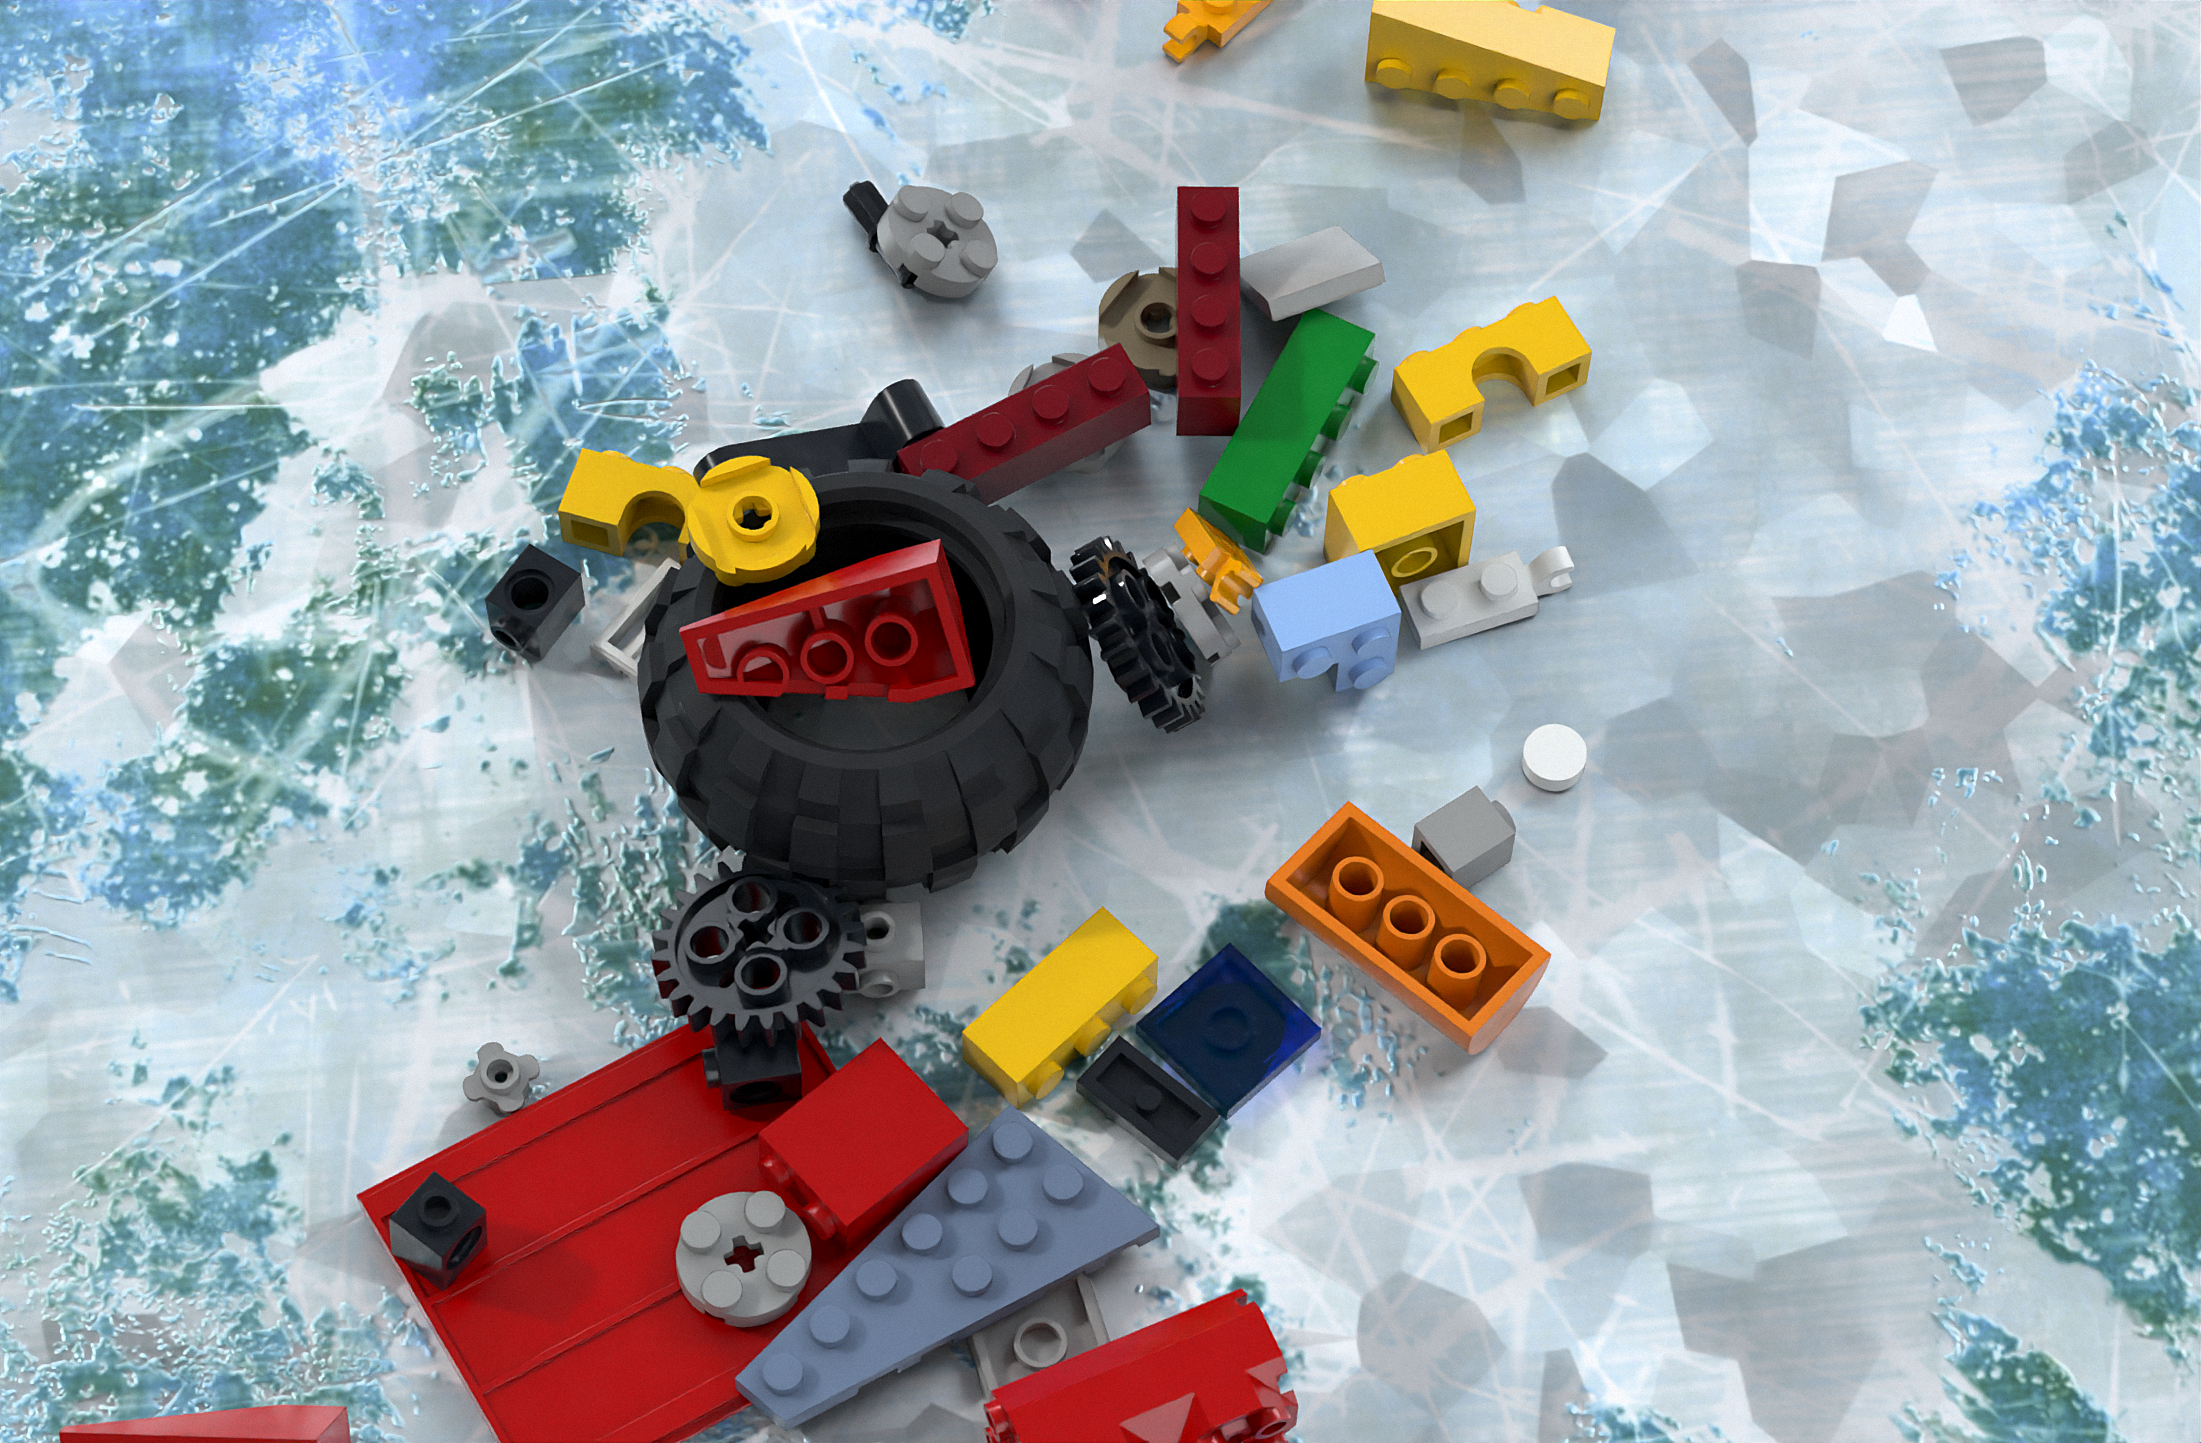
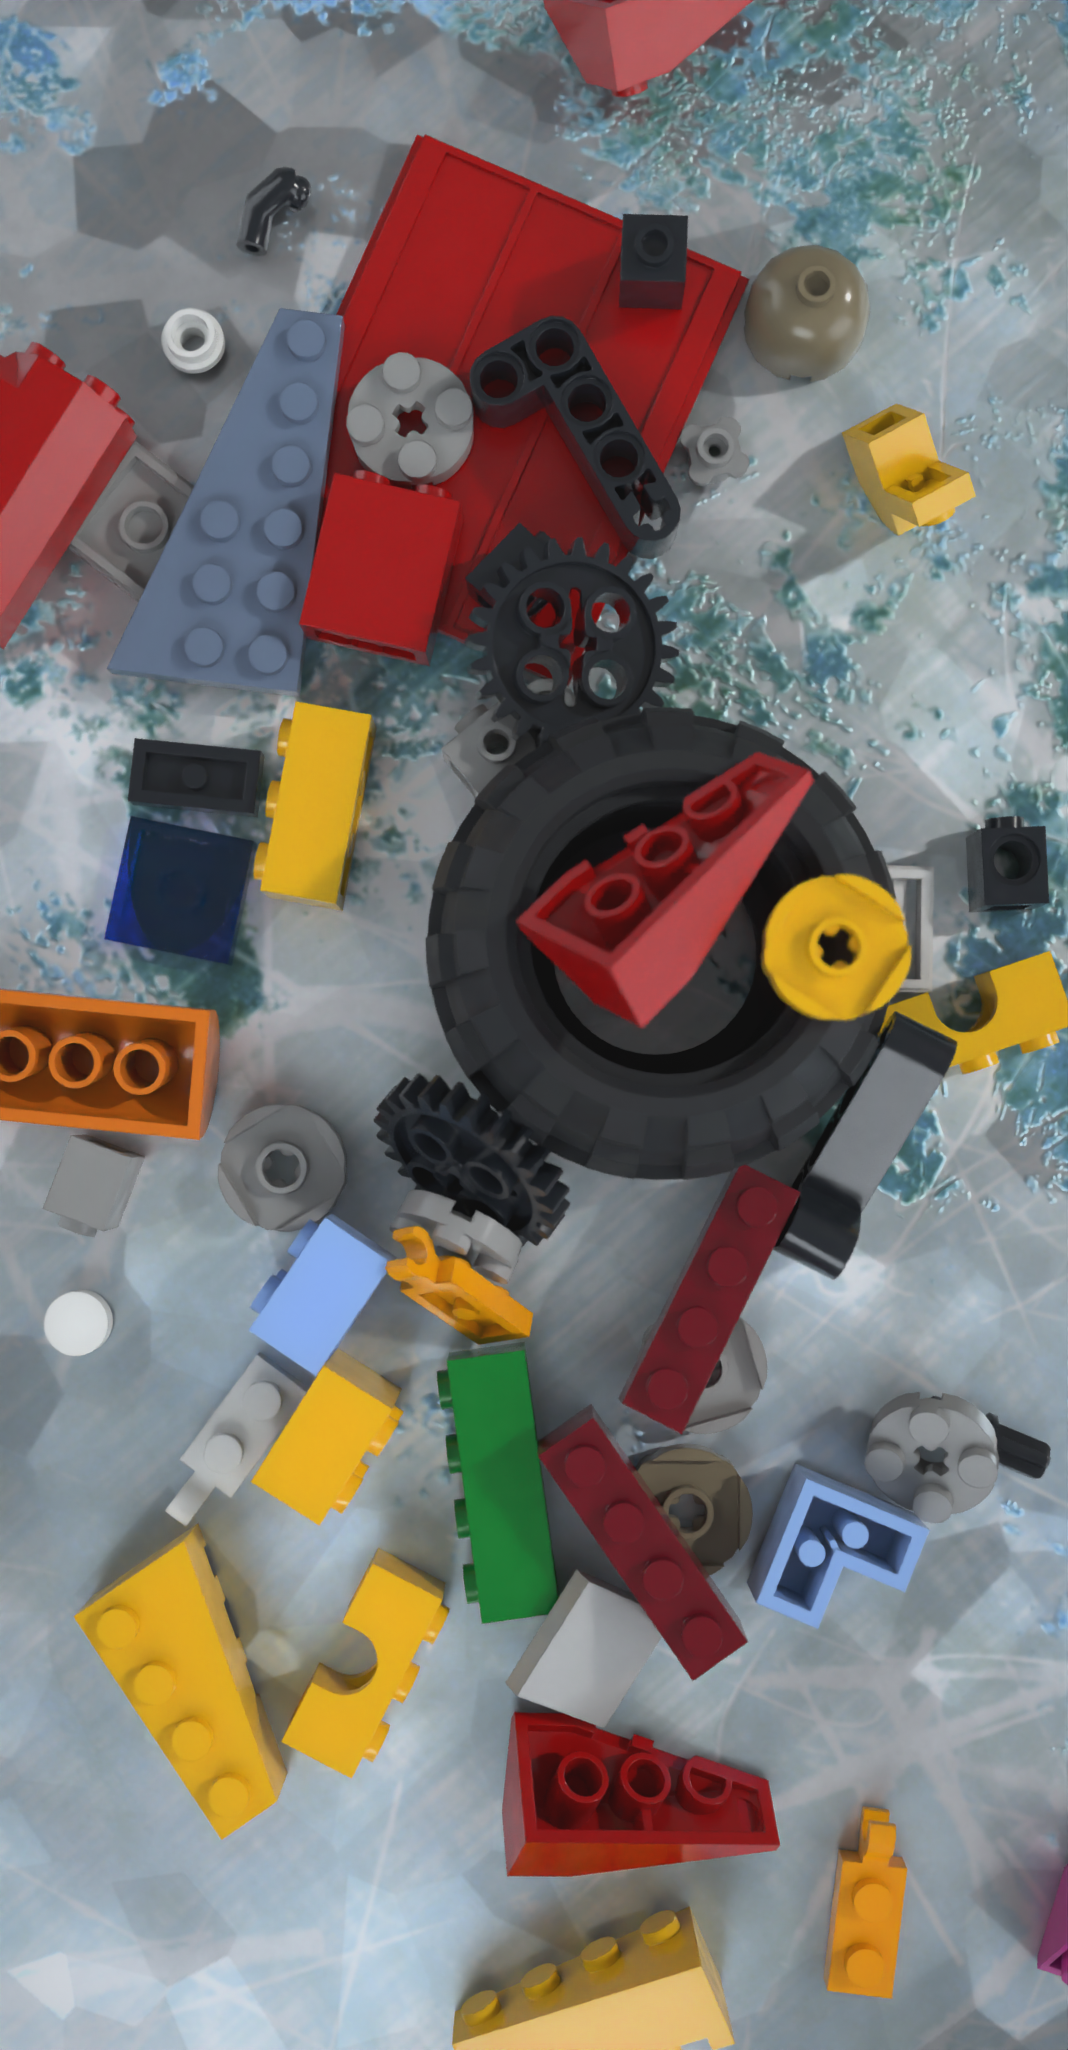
camera: 145 degrees right, 25 degrees up
(329, 1138) = (807, 313): none -> dark tan cylinder
(364, 939) = (902, 470): none -> yellow brick
(606, 1126) = (590, 442): none -> black beam
(1063, 240) = (819, 1532): none -> light blue brick
(1292, 794) = (247, 1158): none -> light grey plate
(1366, 172) = (615, 1803): none -> red wedge
(1637, 463) = (188, 1679): none -> yellow wedge

